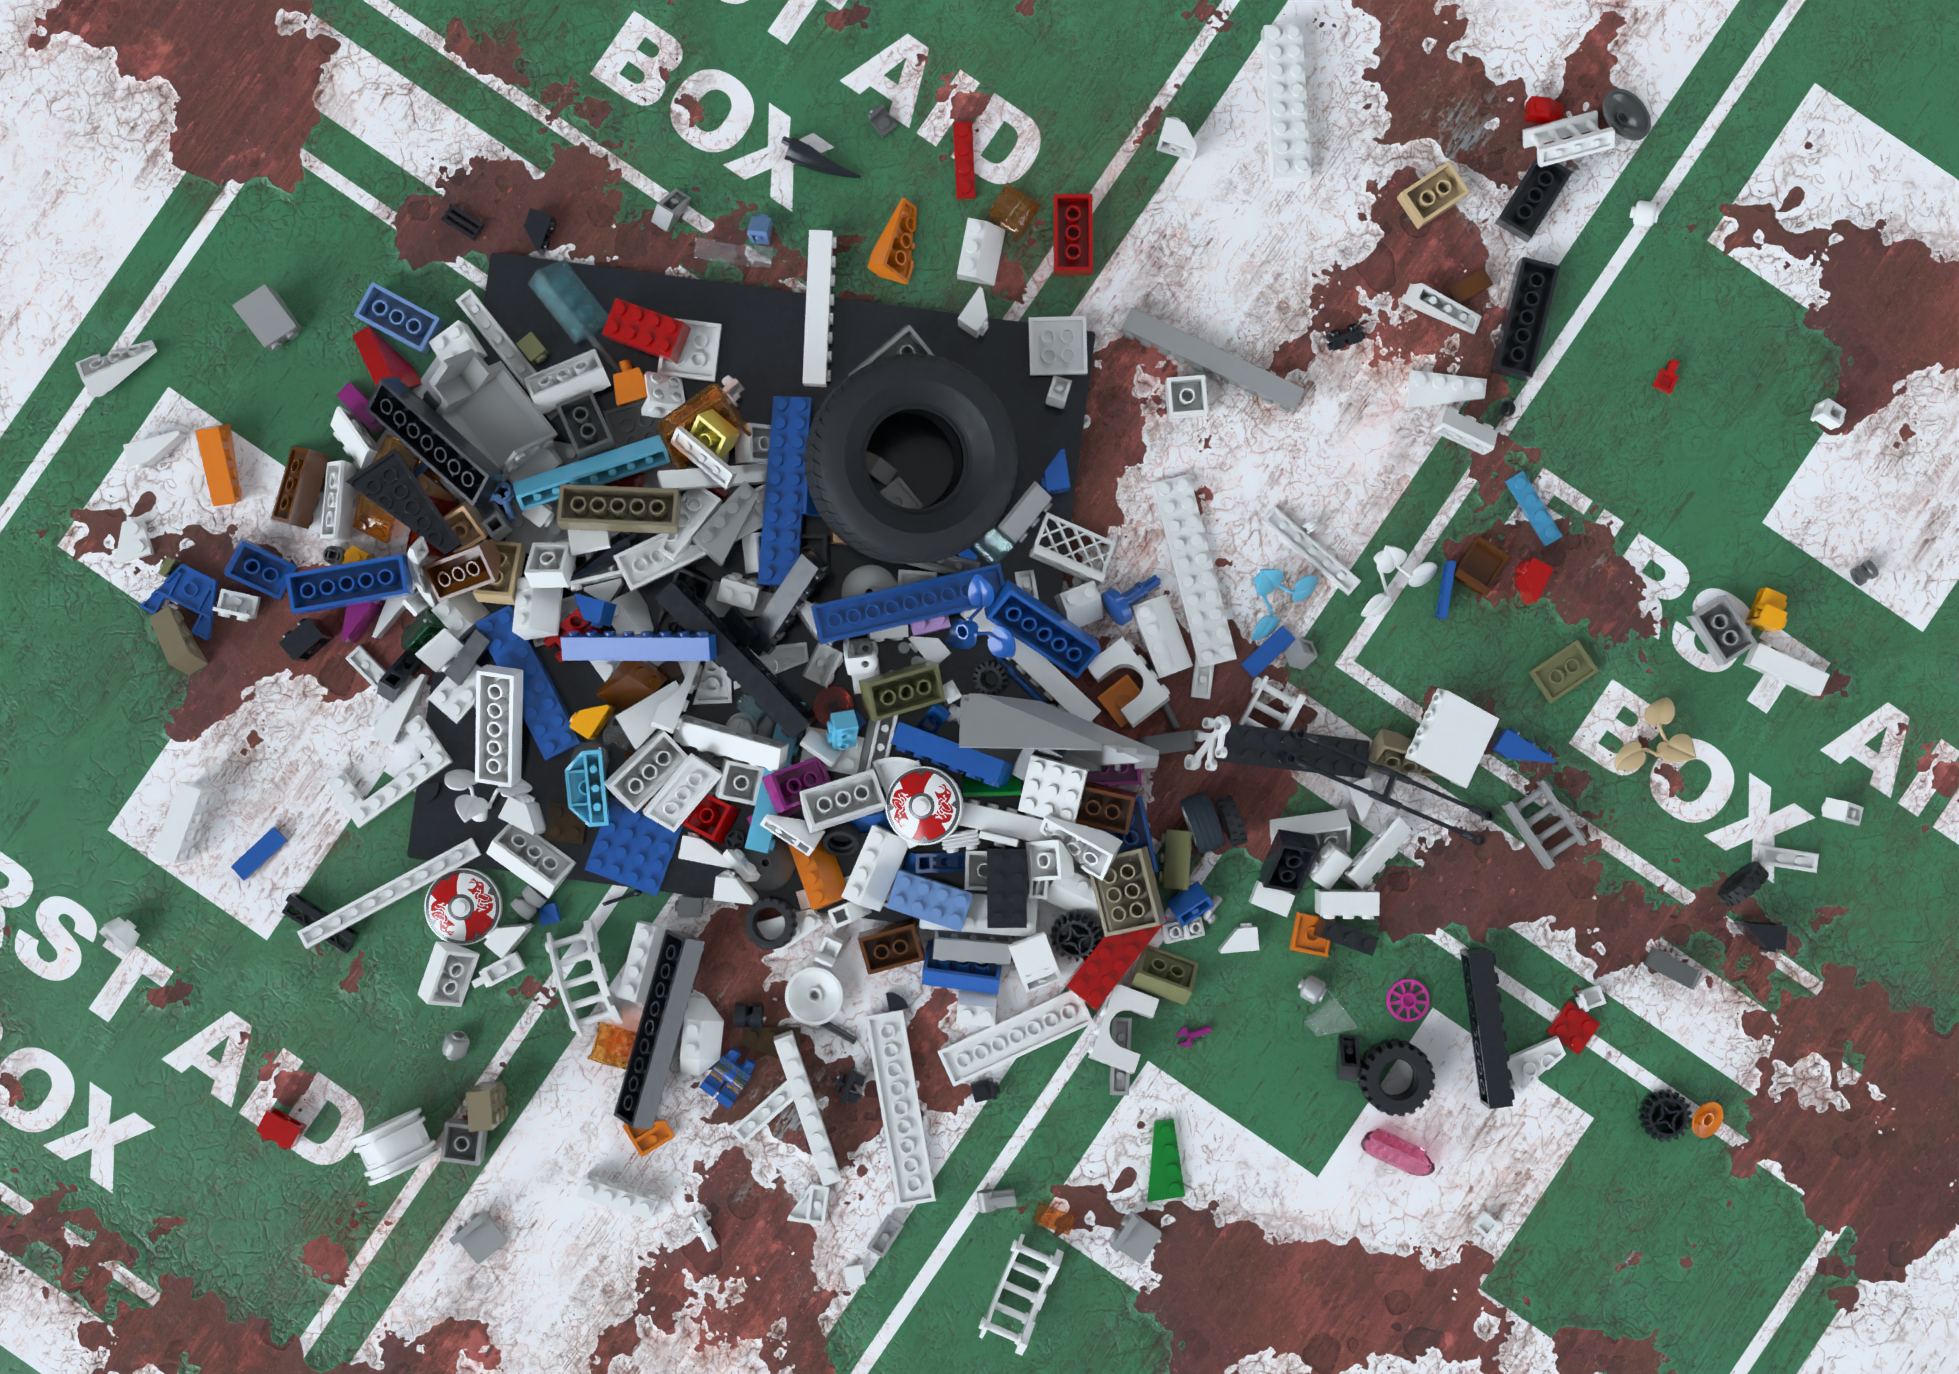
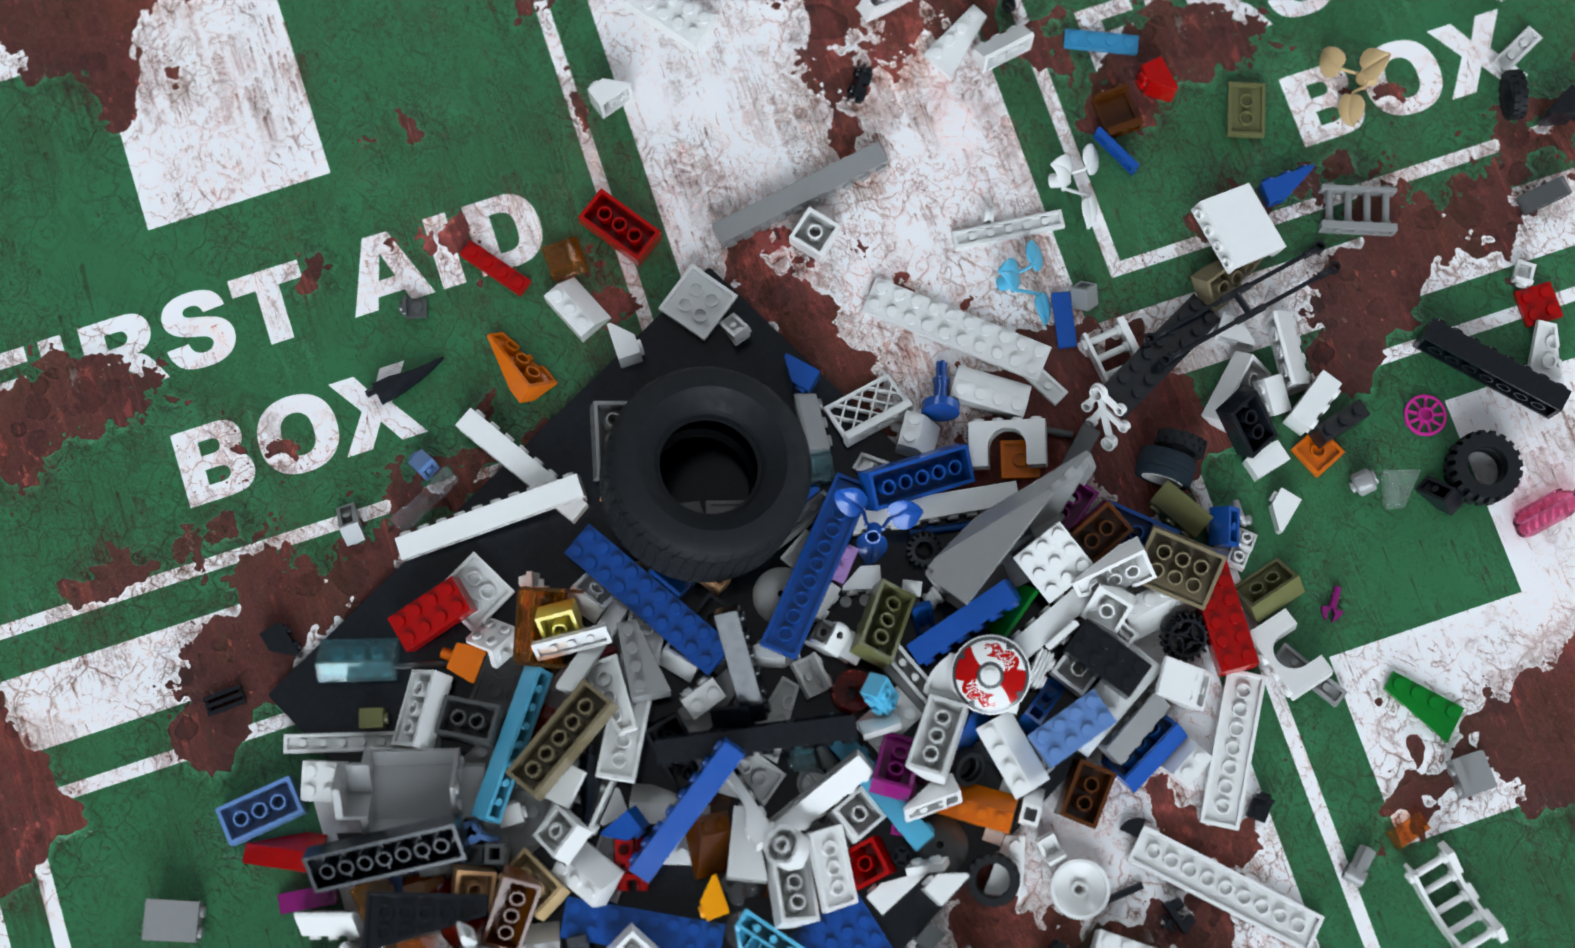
camera: 50 degrees left, 10 degrees down
(667, 746) = (786, 847): none -> white brick
(756, 316) = (490, 517): none -> white brick

